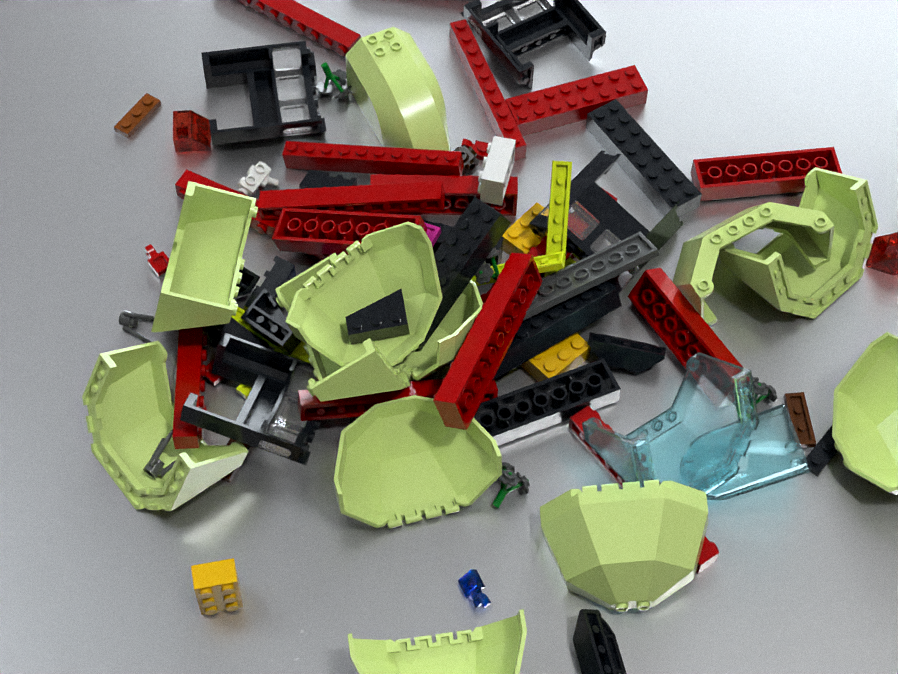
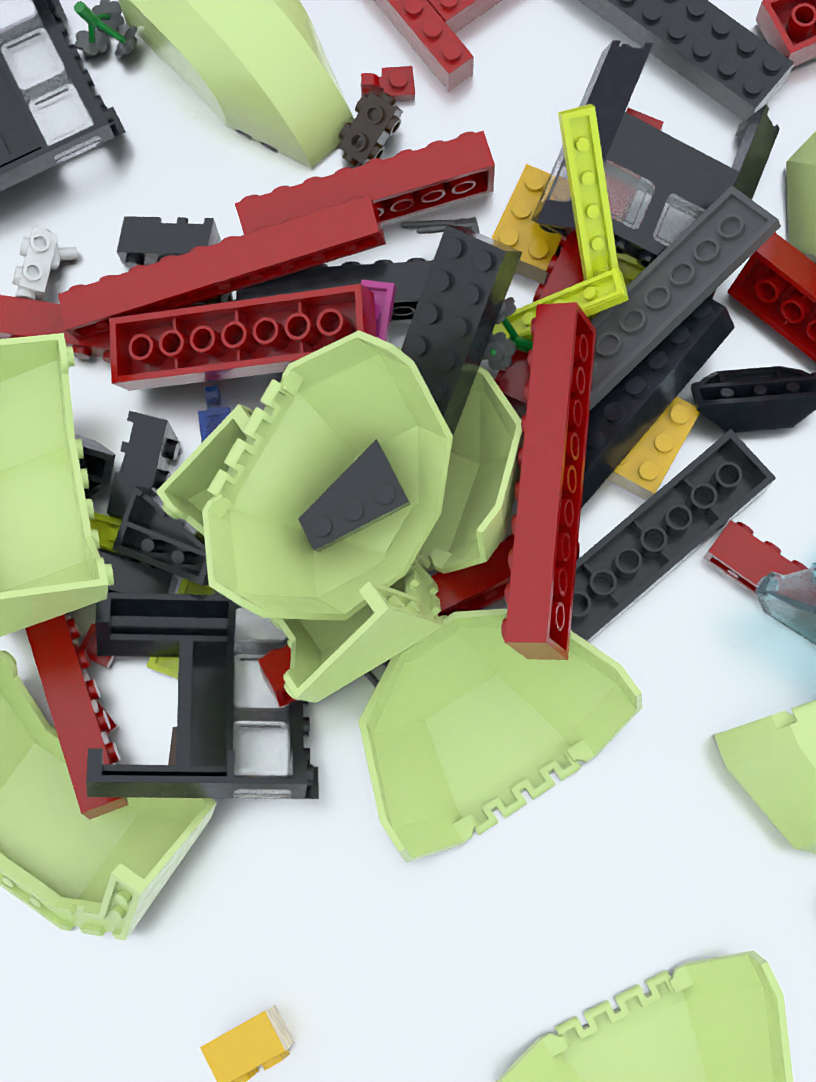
camera: 10 degrees left, 20 degrees up
(155, 465) = (65, 849): dark grey plant -> none
(371, 159) = (225, 166): red brick -> none
(471, 586) = (647, 896): clear blue plate -> none
(496, 170) = (450, 137): white brick -> none
(514, 480) = (651, 699): dark grey plant -> none

